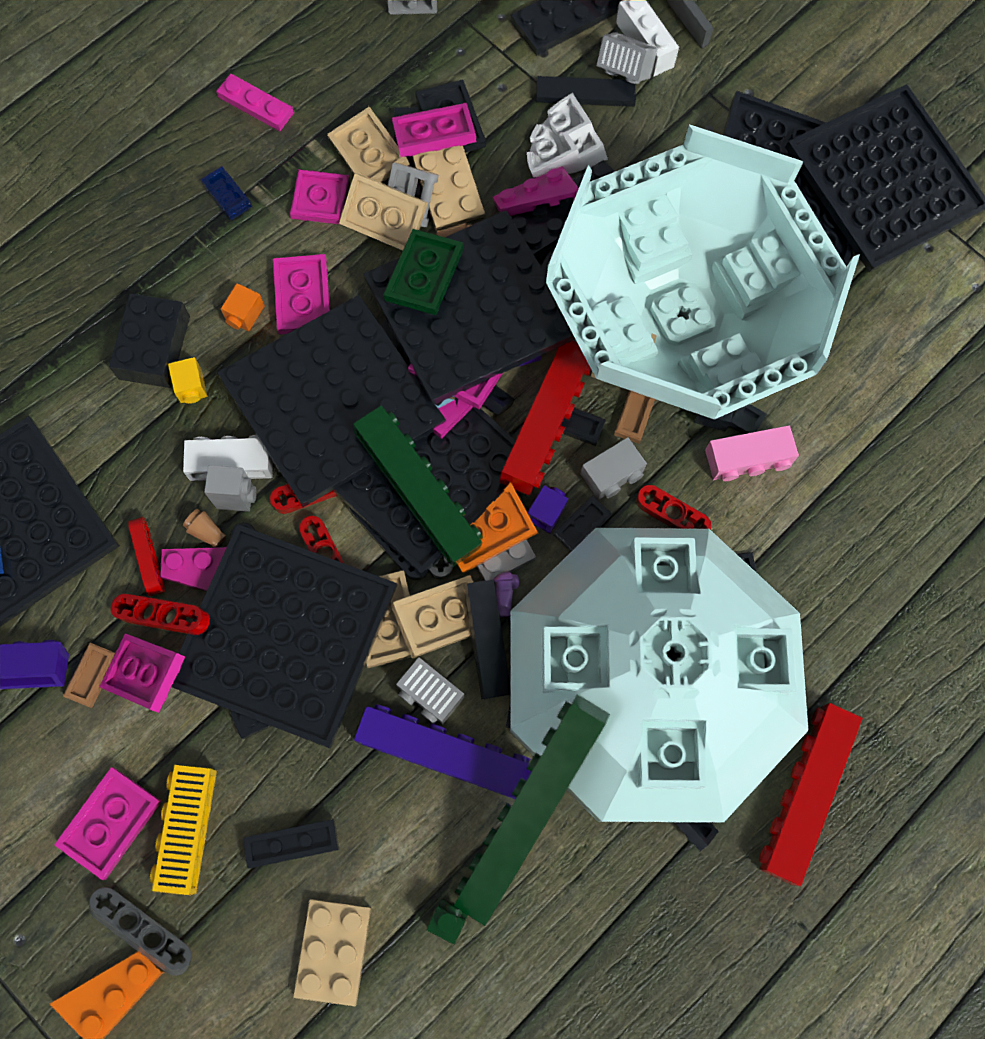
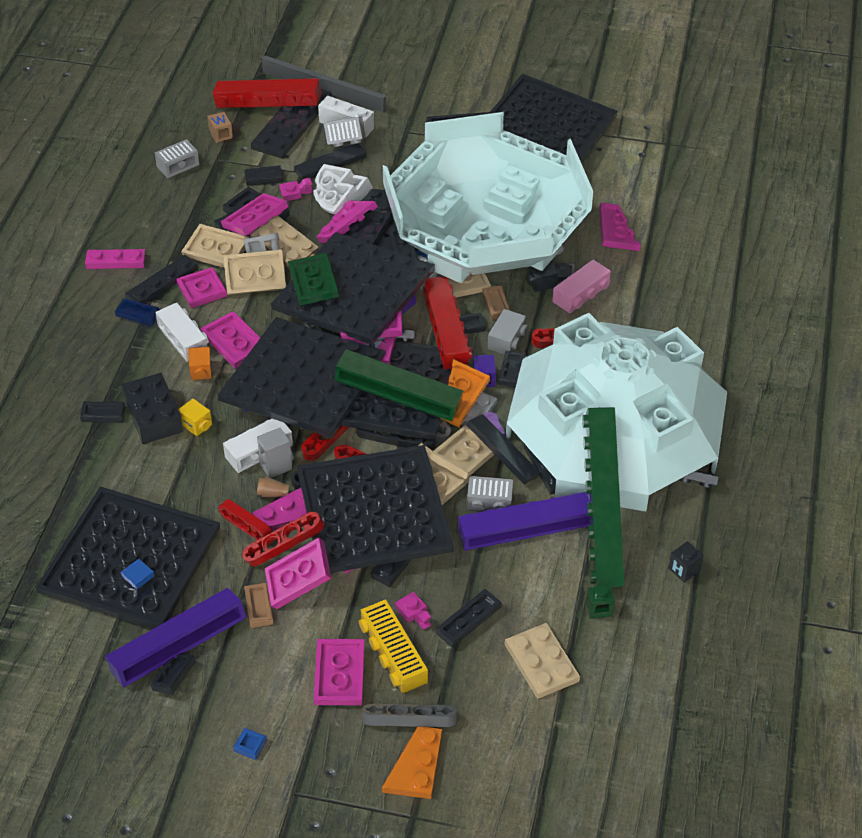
camera: 30 degrees left, 25 degrees down
(101, 309) = (102, 411): none -> black tile
(242, 788) = (413, 608): none -> dark pink plate
(253, 249) = (180, 329): none -> white brick
(282, 162) = (162, 280): none -> black plate
(496, 70) = (263, 175): none -> black tile
(514, 110) = (293, 190): none -> dark pink plate
(584, 934) = (685, 561): none -> black brick
(810, 794) = (755, 429): red brick -> none
(856, 387) = (614, 228): none -> dark pink wing

